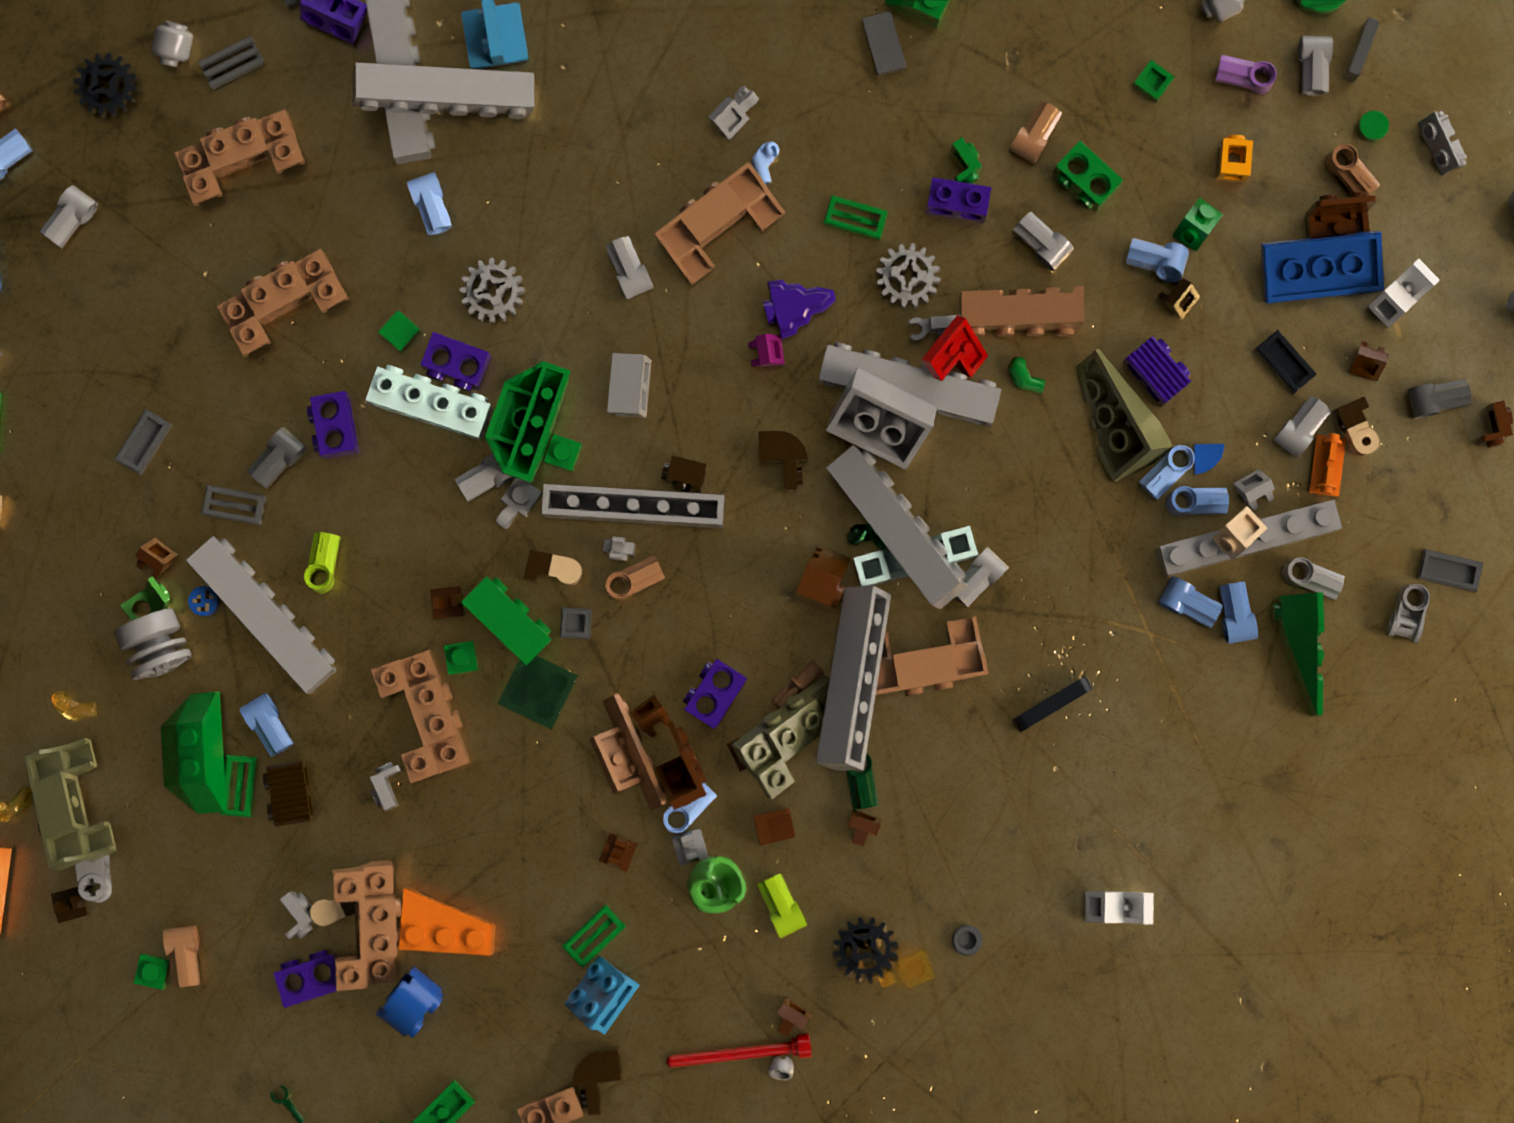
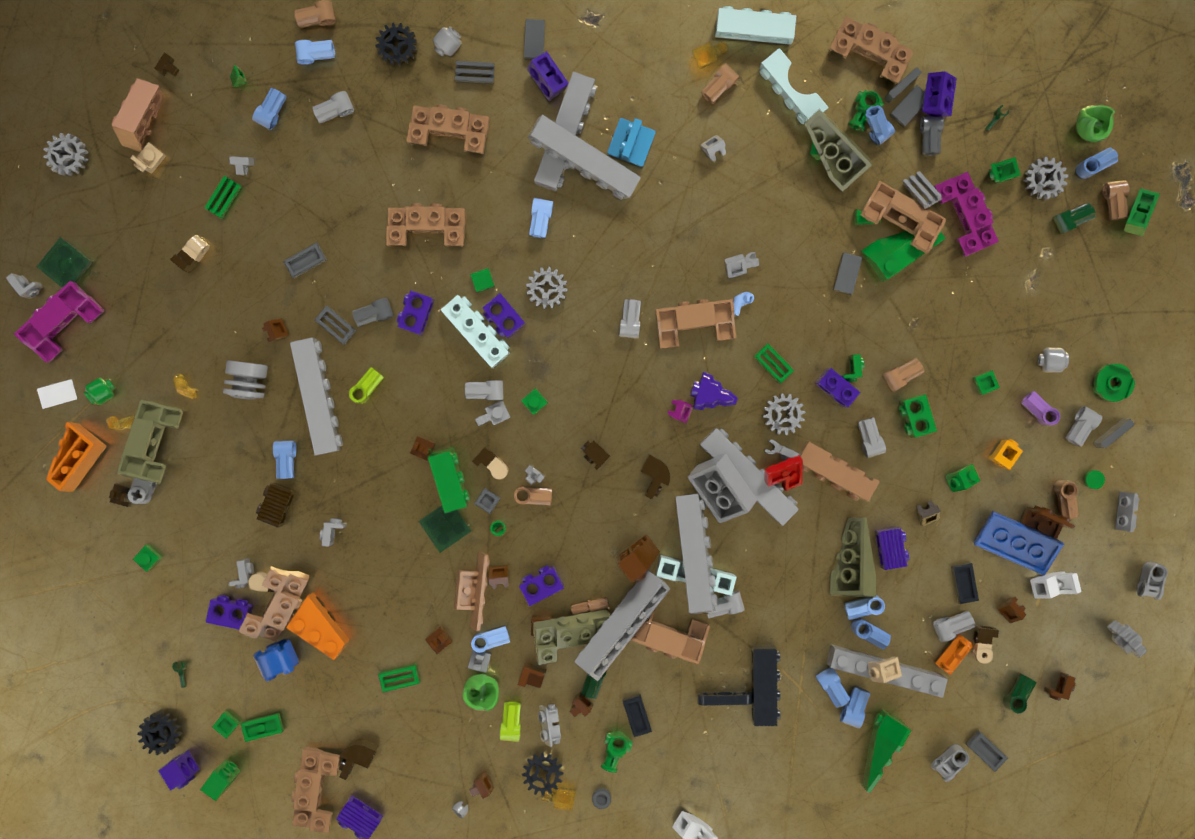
camera: 25 degrees right, 5 degrees up
(154, 595) = (262, 350): bright green bracket -> none
(182, 947) = (169, 555): medium nougat piece -> none
(195, 753) = (236, 451): green wedge -> none
(203, 601) = (287, 369): blue tile -> none
(239, 784) = (260, 470): green tile -> none
(431, 712) = (379, 504): medium nougat bracket -> none
(461, 658) = (413, 483): green plate -> none
(526, 419) = (523, 372): green wedge -> none
(601, 995) = (383, 714): dark azure bracket -> none
(607, 649) = (496, 525): none -> green hinge
(629, 385) = (592, 385): light grey hinge -> none
(633, 506) = (555, 455): light grey brick -> none
(680, 776) = (495, 620): reddish brown bracket -> none
(798, 1047) = (475, 803): red piece -> none
(842, 891) = (550, 733): none -> light grey hinge
(864, 532) = (674, 543): clear green arm -> none
(945, 863) = (614, 751): none -> green connector
(949, 798) = (637, 715): none -> black tile
(1022, 378) = (814, 507): green arm -> none
(1096, 653) = (764, 685): none -> black brick
(1165, 260) = (933, 489): medium blue piece -> none
(1206, 456) = (891, 611): blue tile -> none
(1253, 487) = (906, 644): light grey tile -> none
(1314, 578) = (909, 712): light grey piece -> none
(1431, 398) = (1035, 652): dark grey piece -> none
(1445, 463) = (1021, 691): none -> dark green piece

